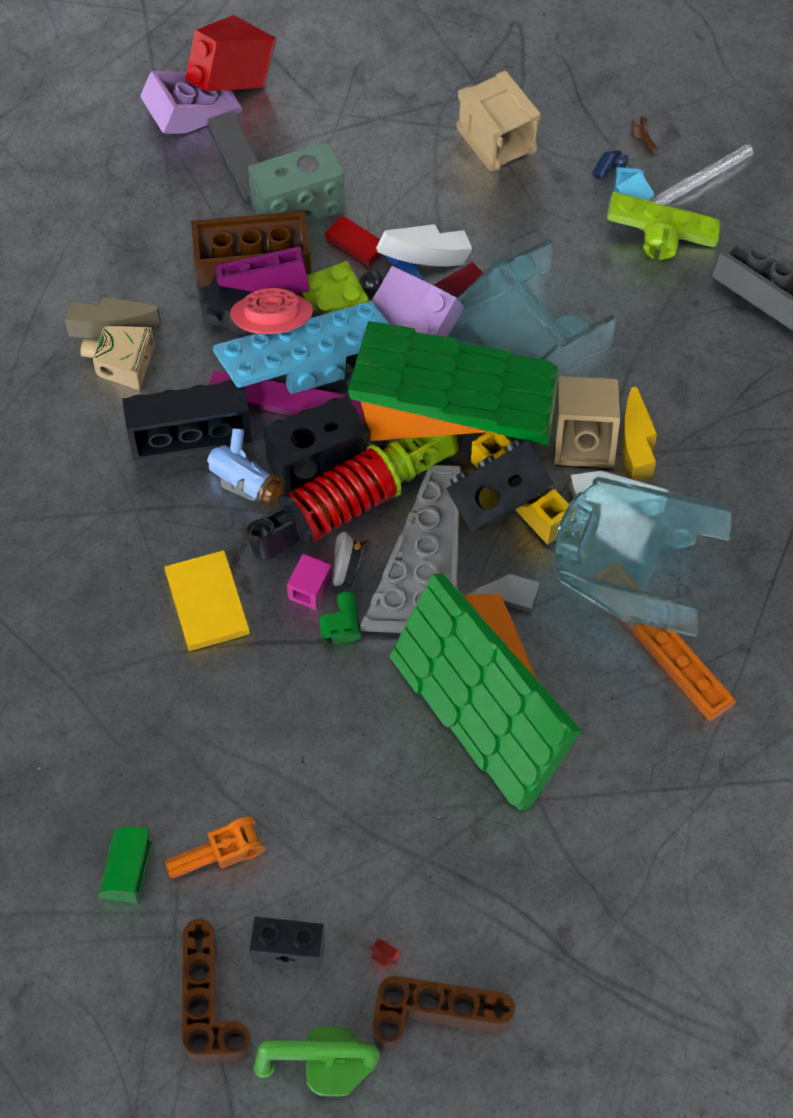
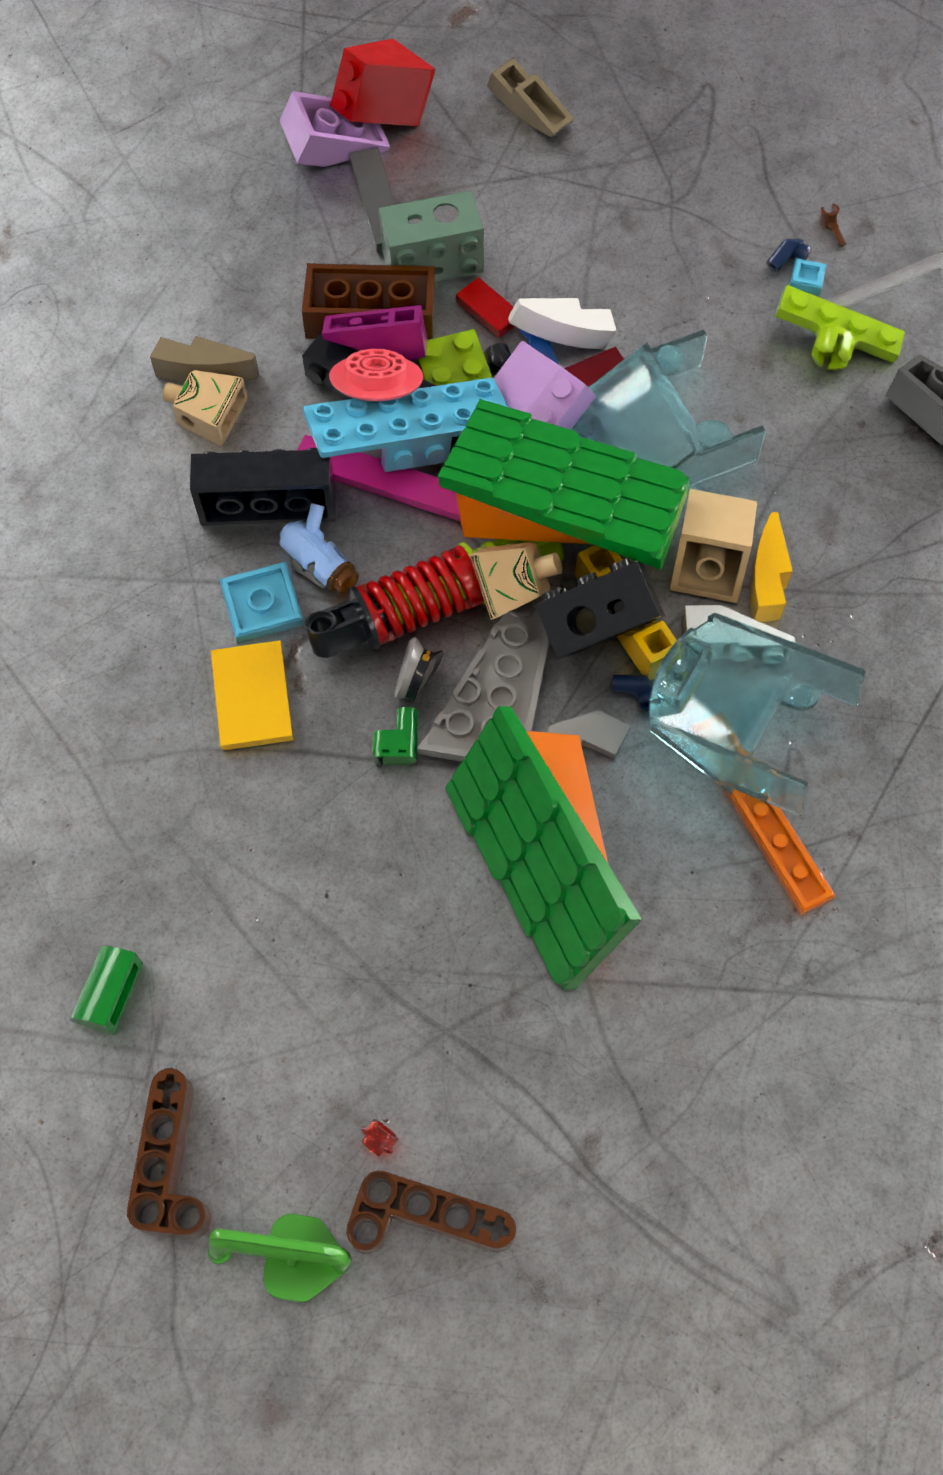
camera: 10 degrees right, 5 degrees up
(200, 520) = (261, 602): none -> medium azure tile
(225, 846) = (221, 986): orange connector -> none
(287, 943) = (269, 1110): black brick -> none
(309, 581) = (369, 688): dark pink brick -> none
(320, 434) = (411, 522): black piece -> none
(360, 53) = (529, 98): none -> dark tan slope
(421, 467) = (513, 575): none -> tan torso
(498, 120) = (669, 189): tan container -> none
(542, 548) = (637, 684): none -> dark blue arm
(636, 187) = (814, 283): medium azure tile -> none

